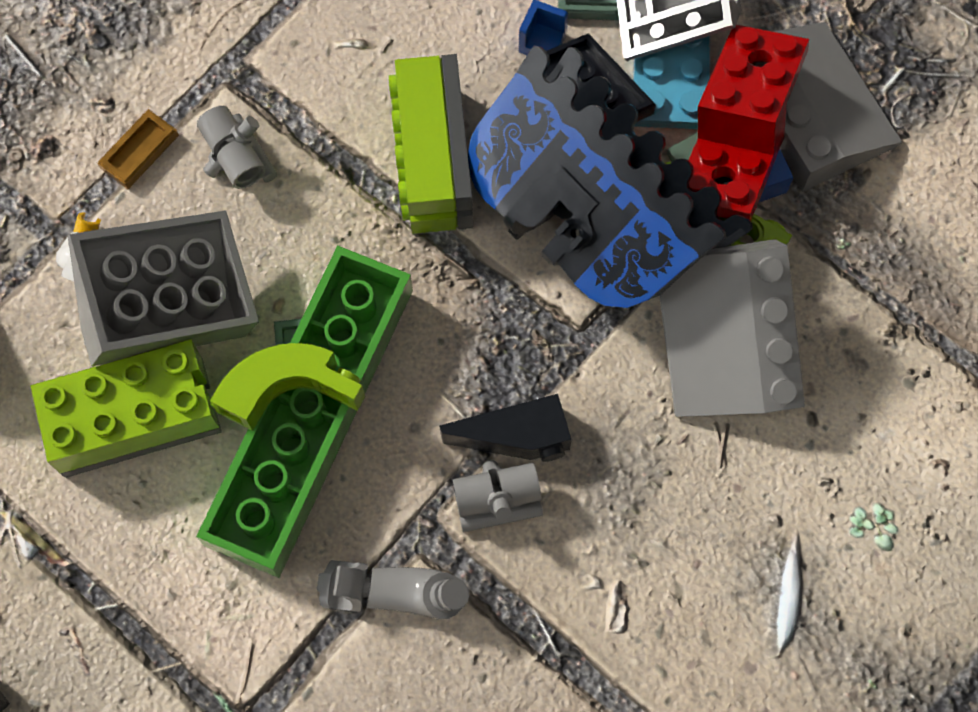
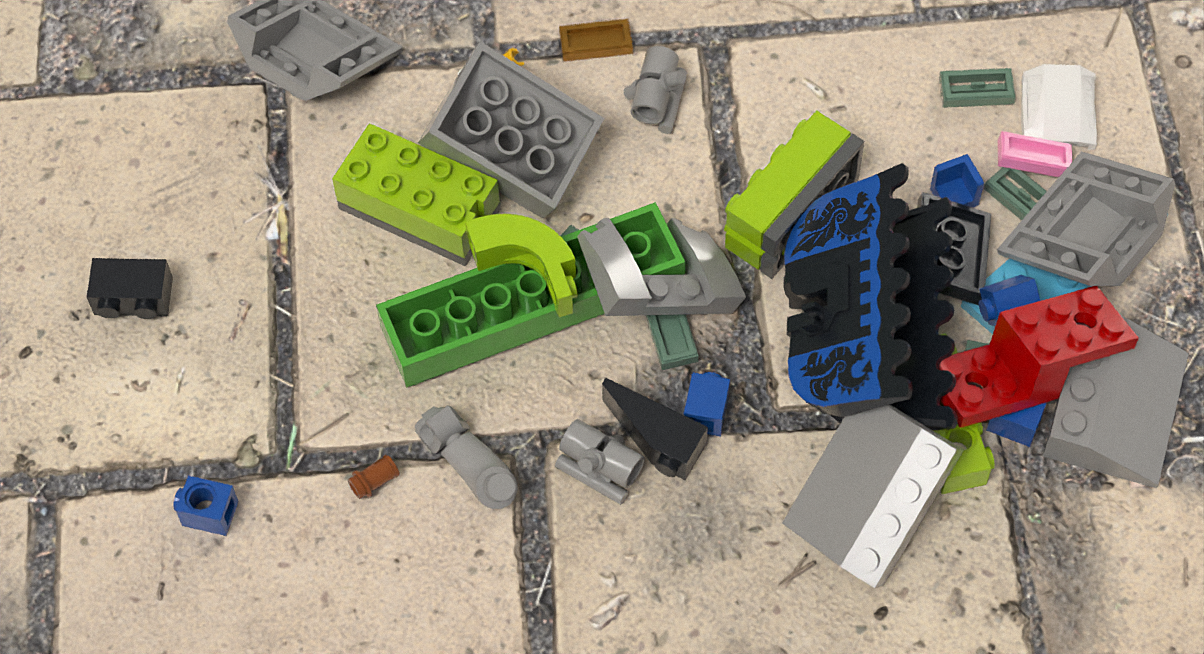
camera: 45 degrees right, 10 degrees down
(330, 678) = (373, 477): none -> dark orange pin
(396, 339) = (623, 291): none -> light grey wedge
(440, 339) = (672, 340): none -> sand green tile
(530, 371) = (708, 400): none -> blue brick
(680, 90) = (1007, 295): none -> blue brick

